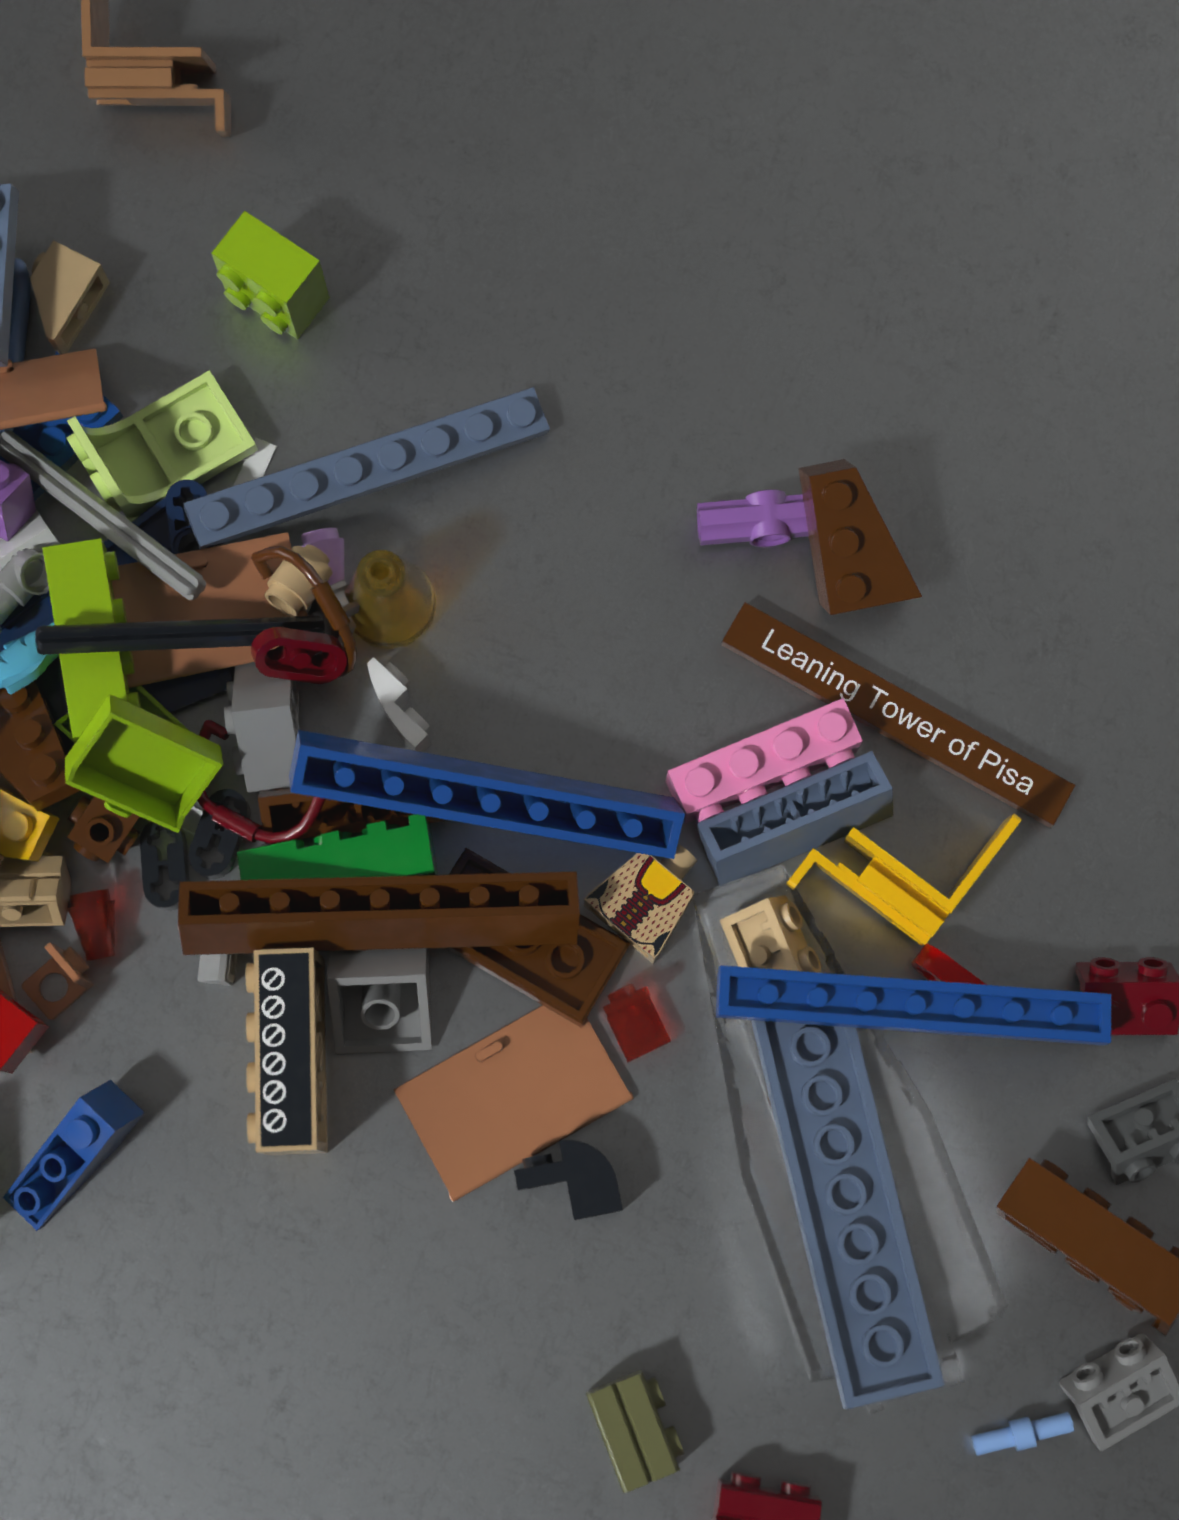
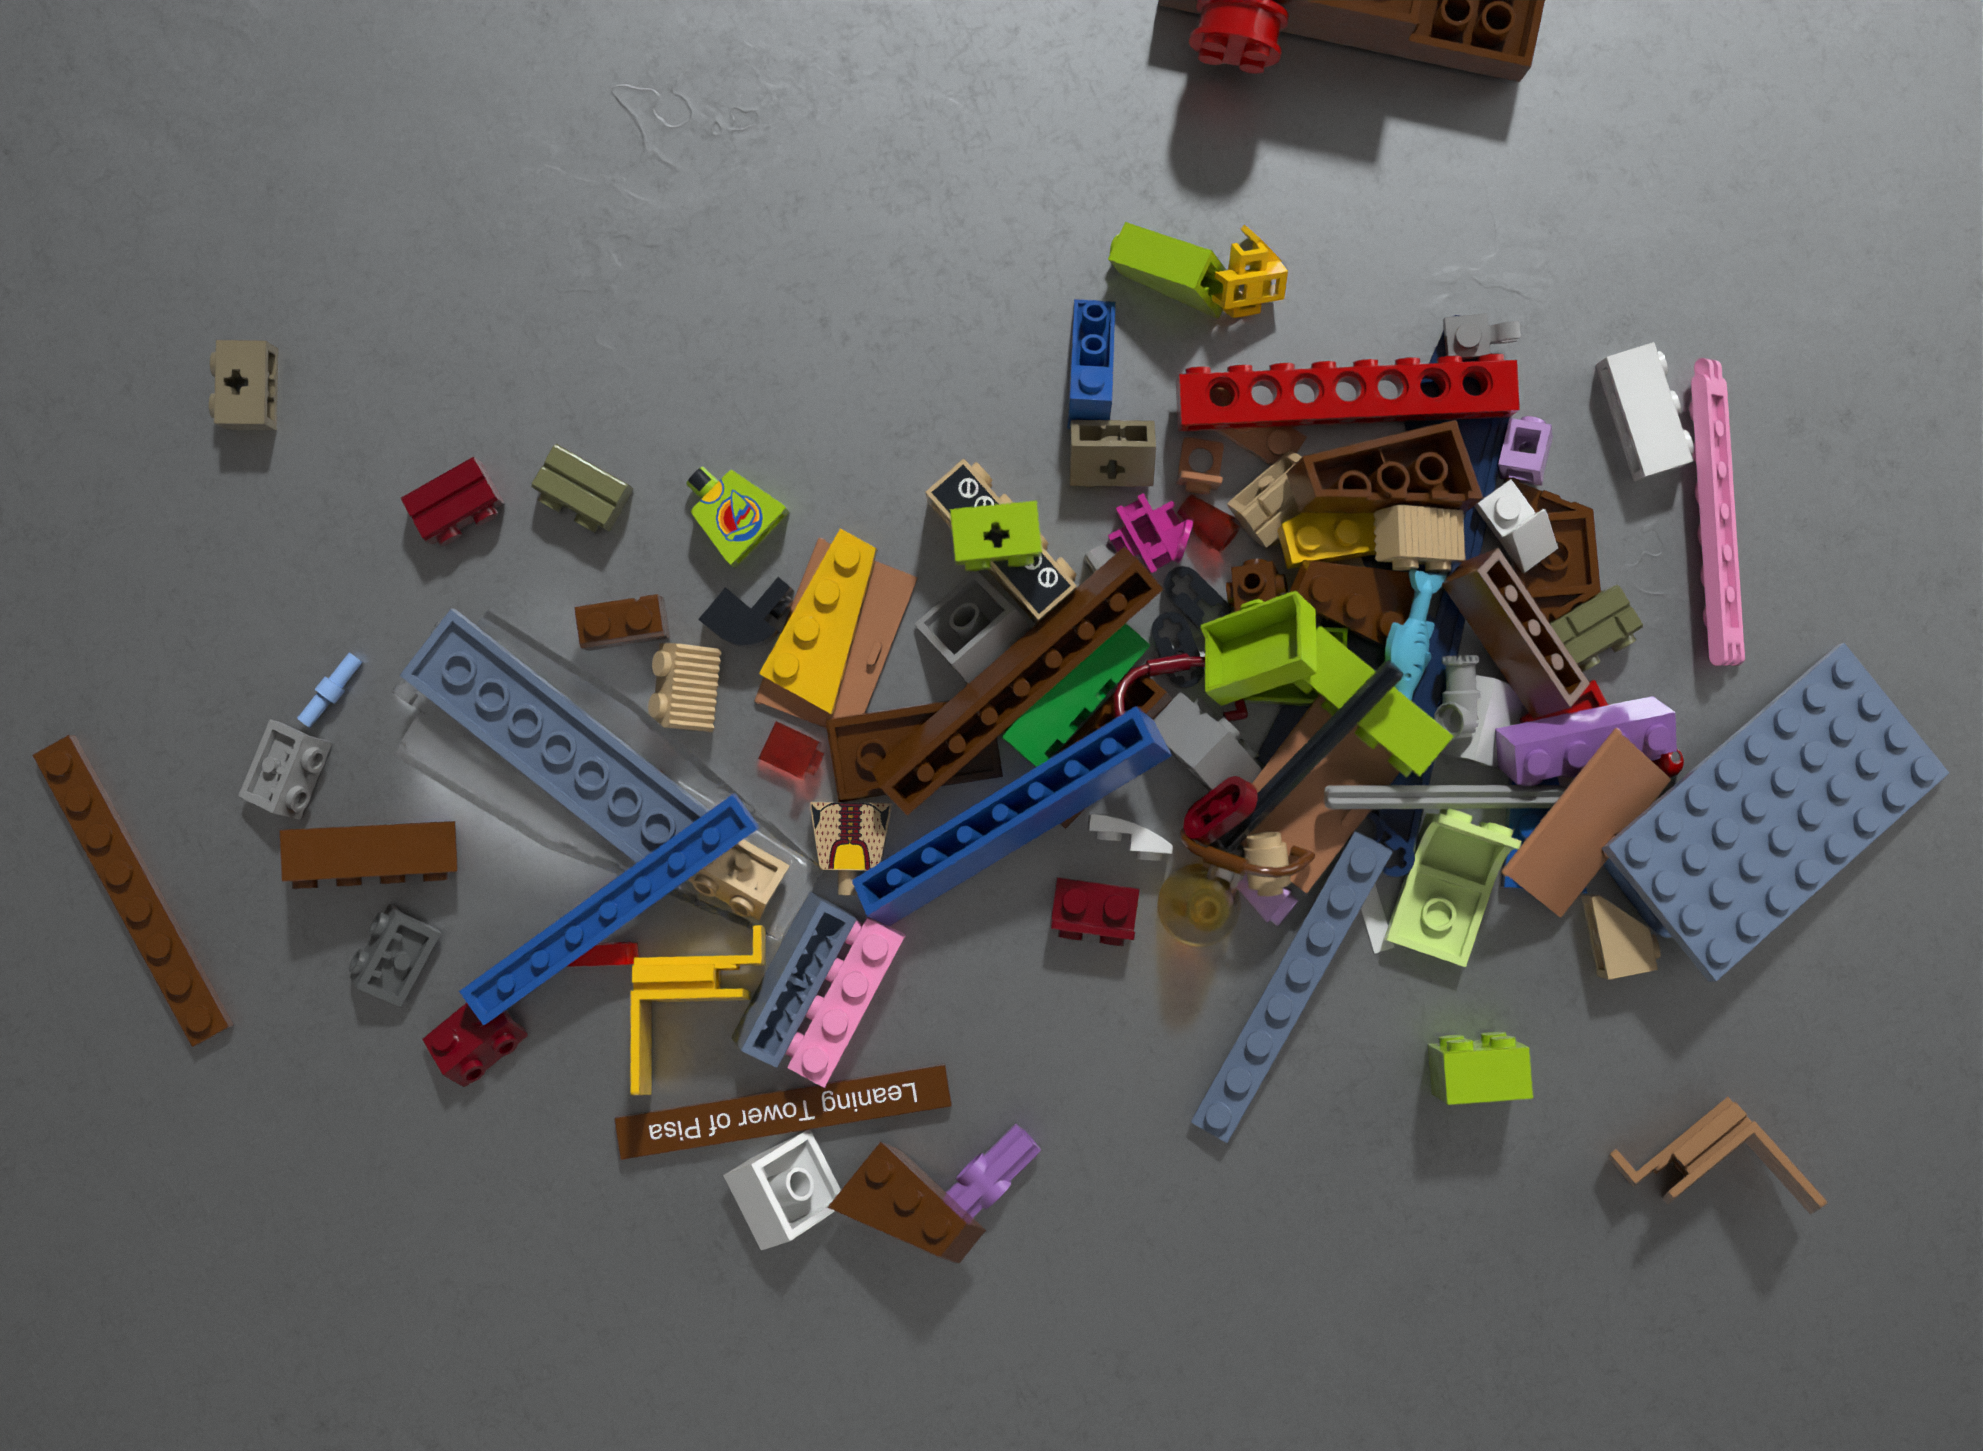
camera: 140 degrees right, 10 degrees up
(123, 1054) = (1112, 453): none -> dark tan brick
(135, 932) = (1142, 540): none -> dark pink piece
(254, 1044) = (974, 523): none -> lime brick
(483, 668) = (1094, 910): none -> dark red bracket
(510, 1288) = (734, 513): none -> lime torso
(520, 1110) = (819, 634): none -> yellow wing
(685, 1158) = (685, 686): none -> tan brick
(696, 1268) = (622, 622): none -> reddish brown brick
(949, 644) = (784, 1189): none -> white slope

